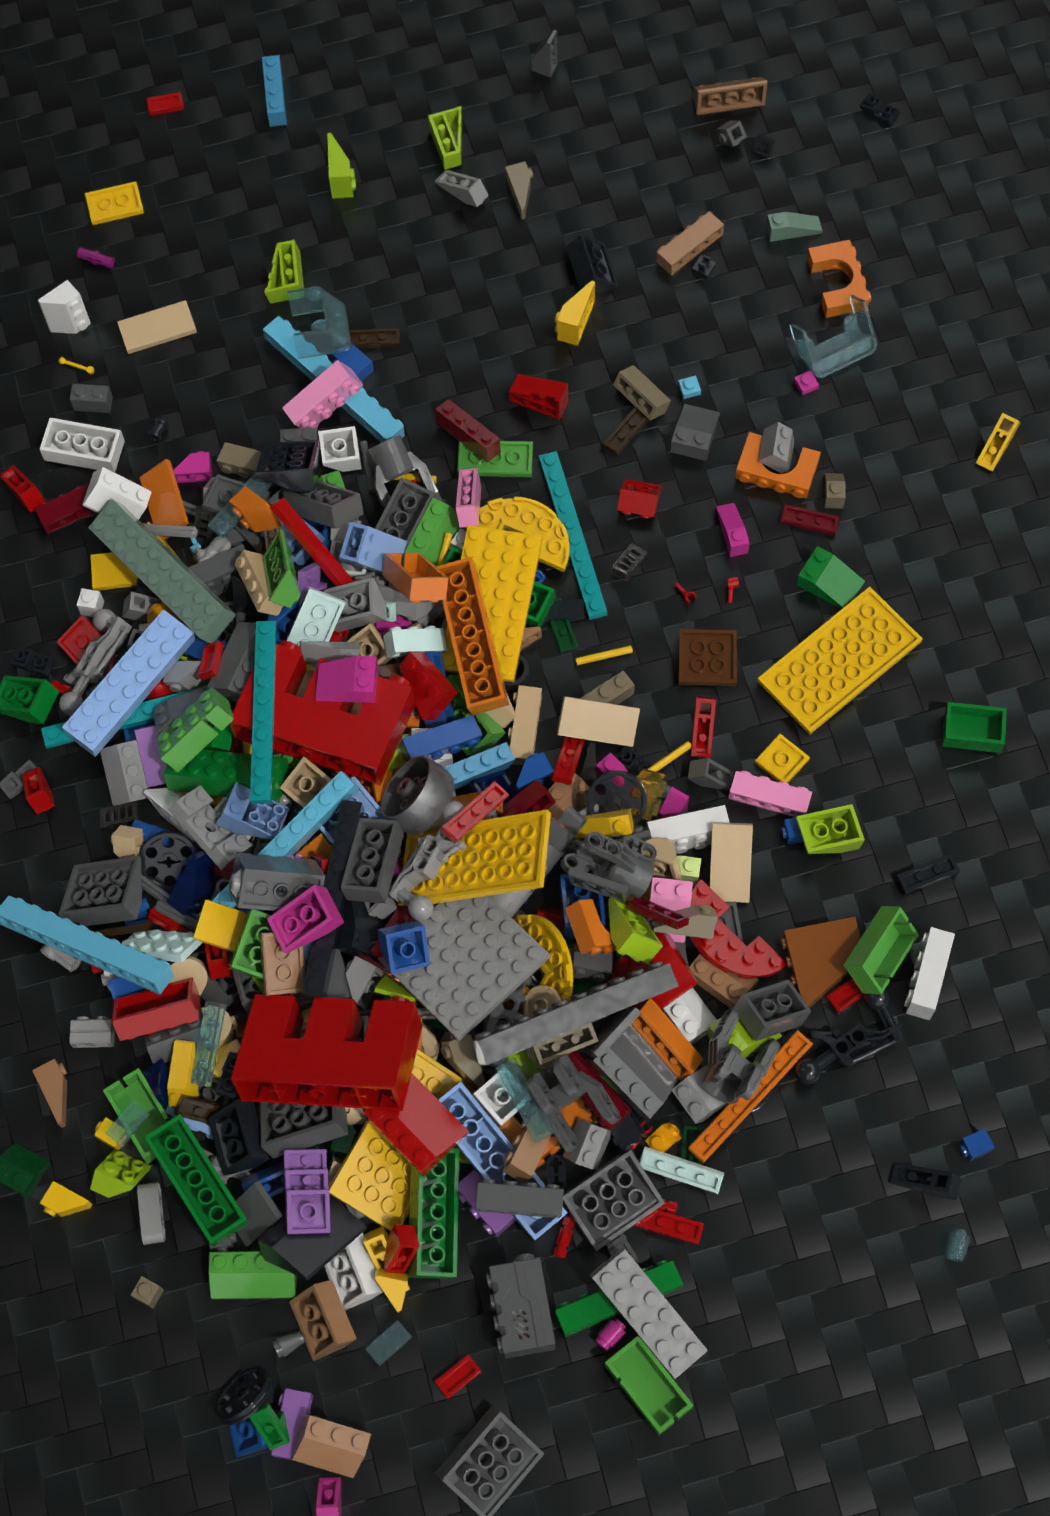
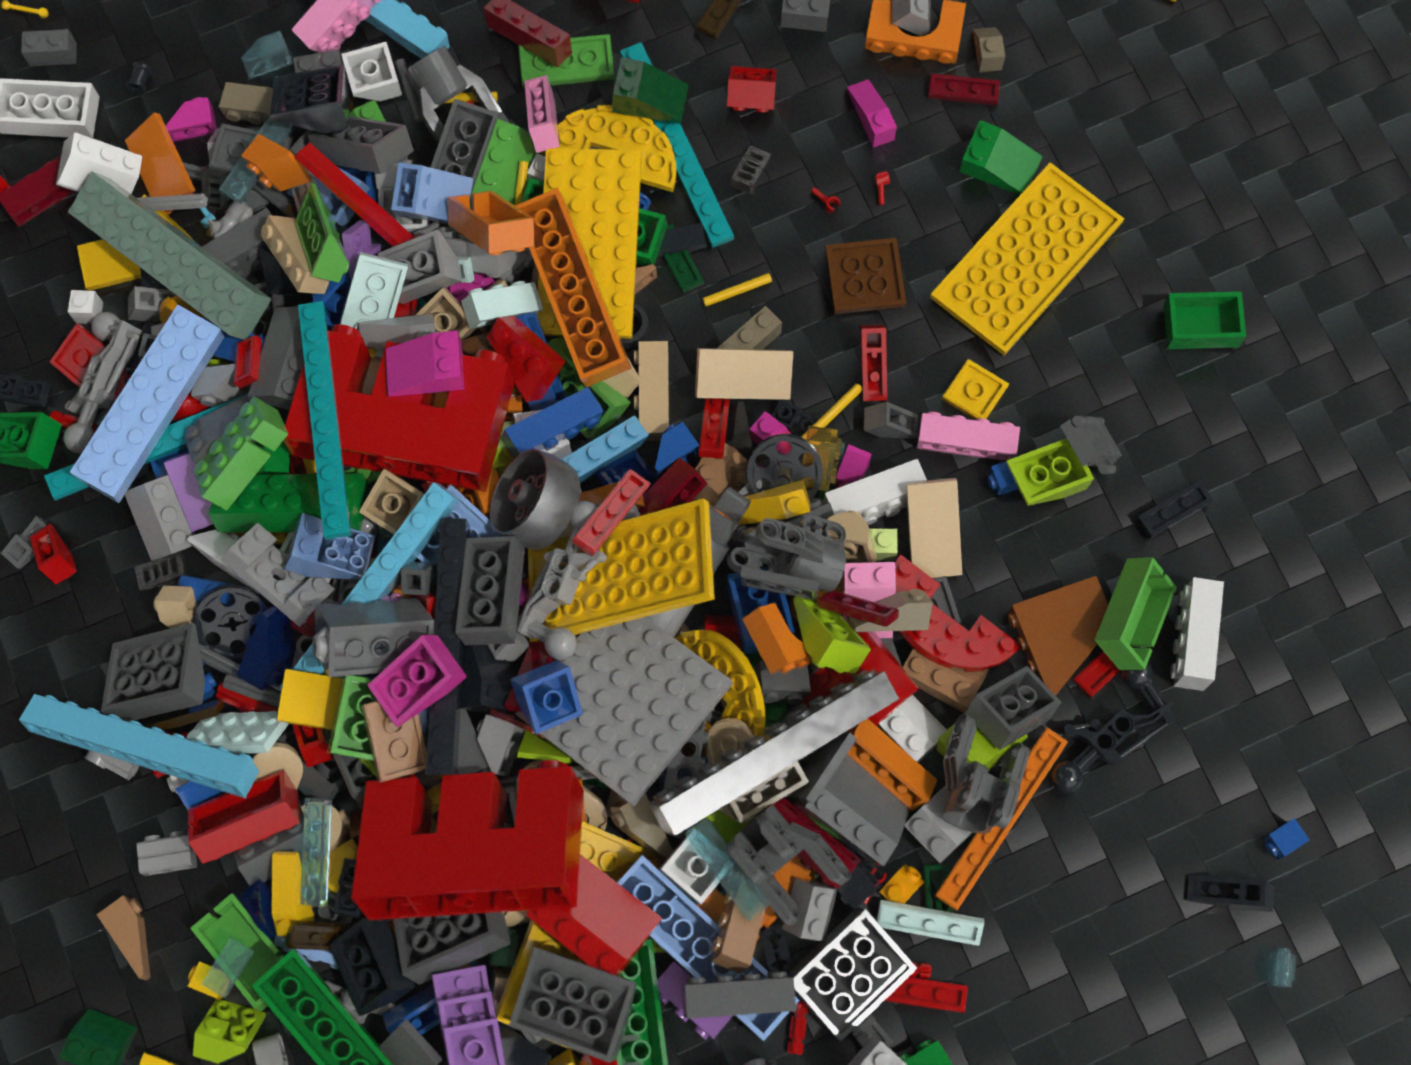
camera: 10 degrees left, 5 degrees up
(259, 425) = (266, 55): none -> clear light blue slope
(318, 844) = (419, 578): none -> dark grey brick
(390, 1186) = (574, 1005): none -> dark grey slope
(555, 491) = (648, 92): none -> dark green slope
(867, 811) = (1092, 442): none -> dark grey piece

